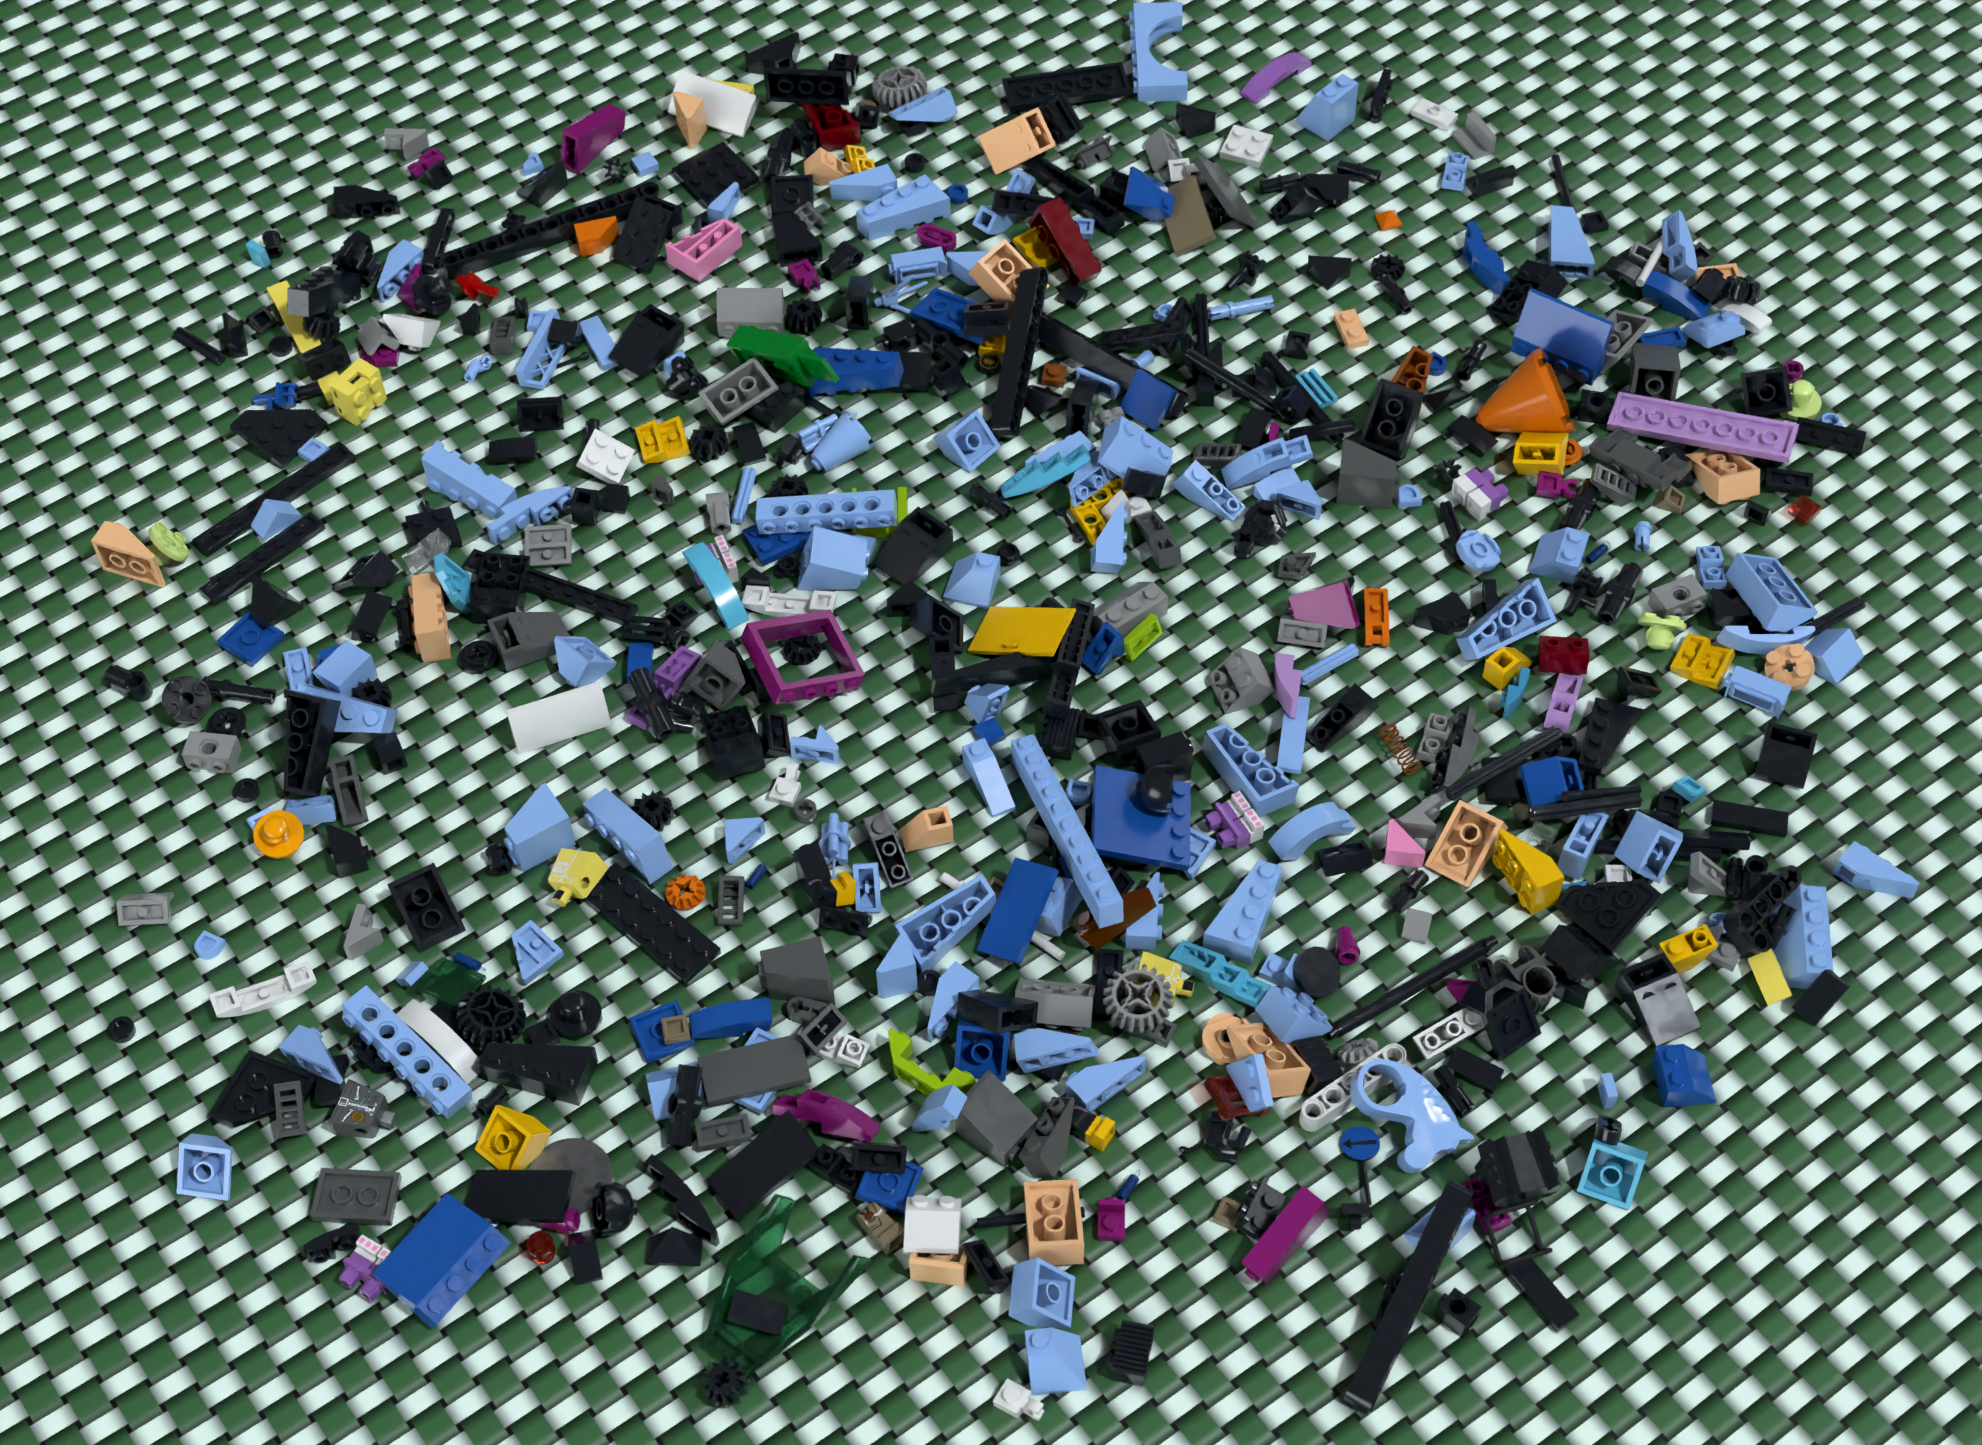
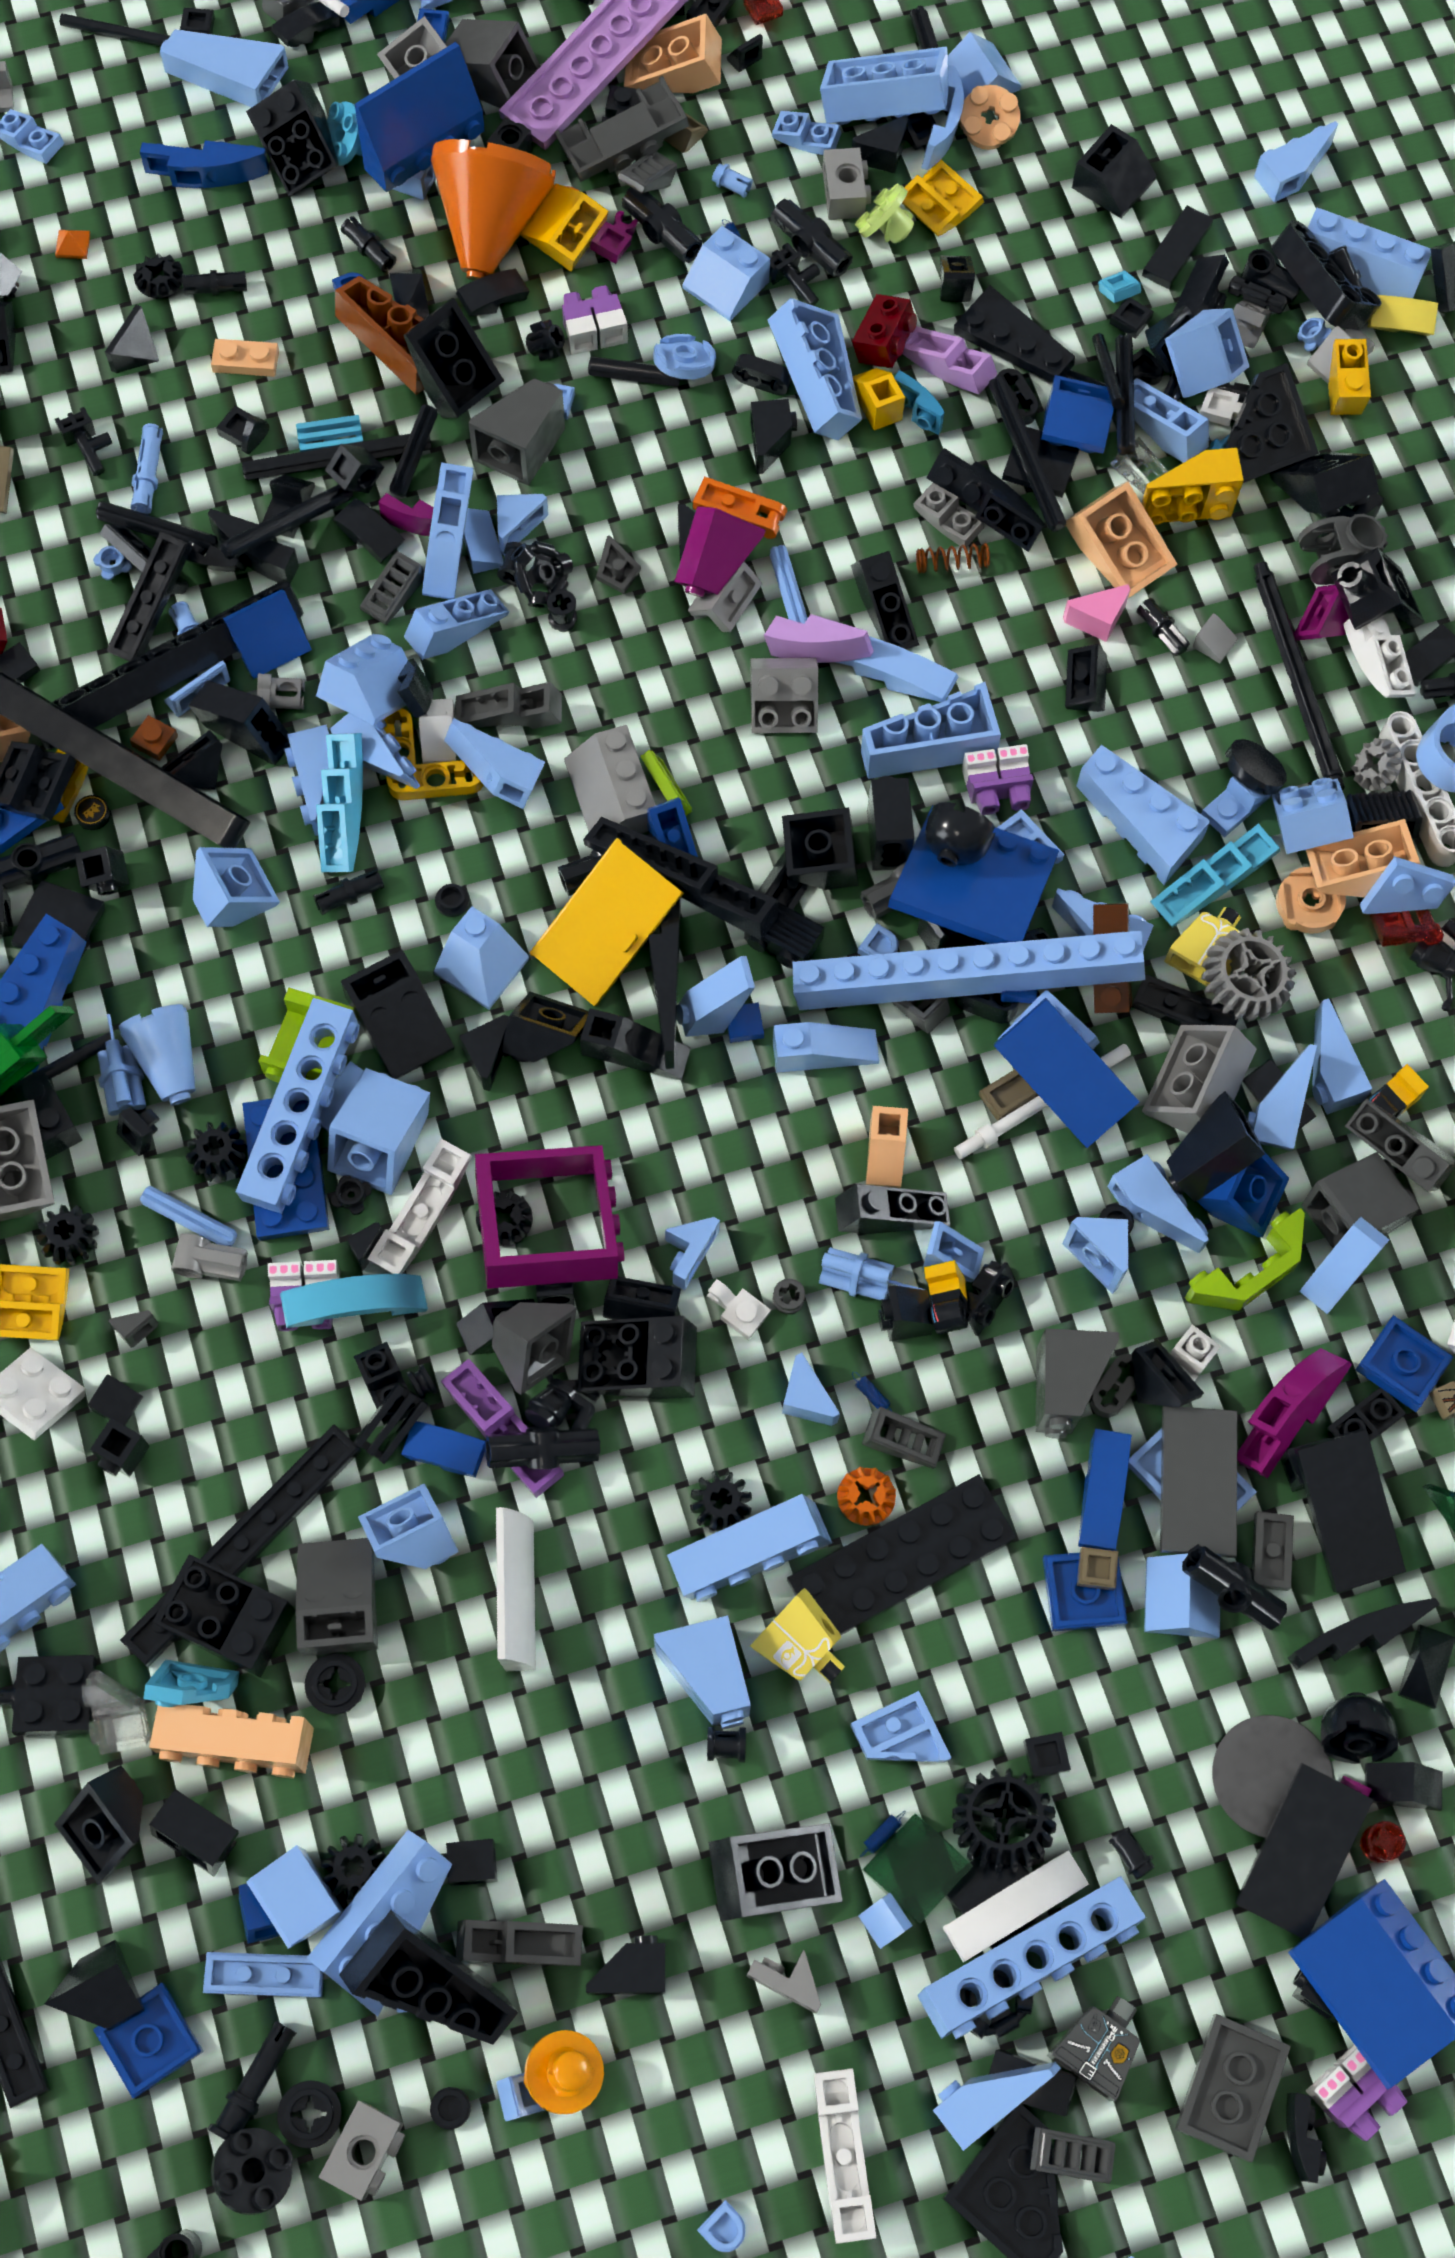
camera: 75 degrees left, 15 degrees up
(313, 809) = (532, 1997): light blue slope -> none
(406, 639) = (195, 1778): black bar -> none
(512, 1139) = (1211, 1839): yellow slope -> none
(534, 507) = (83, 1523): light blue slope -> none
(544, 1070) = (1112, 1761): black wedge -> none
(549, 545) = (161, 1525): light grey slope -> none
(576, 1014) = (1023, 1700): black plate -> none
(749, 443) = (93, 1179): black slope -> none
(878, 1157) = (1376, 1361): black slope -> none
(947, 921) = (1047, 1166): light blue wedge -> none
(1062, 512) = (403, 809): black hinge -> none
(1308, 827) = (1051, 697): light blue arch -> none
(1346, 948) = (1220, 722): magenta cone -> none
(1420, 819) = (1066, 577): light grey slope -> none
(1491, 180) = (66, 103): black panel -> none
(1657, 999) = (1400, 432): slope -> none
(1757, 690) = (1010, 161): light blue window -> none

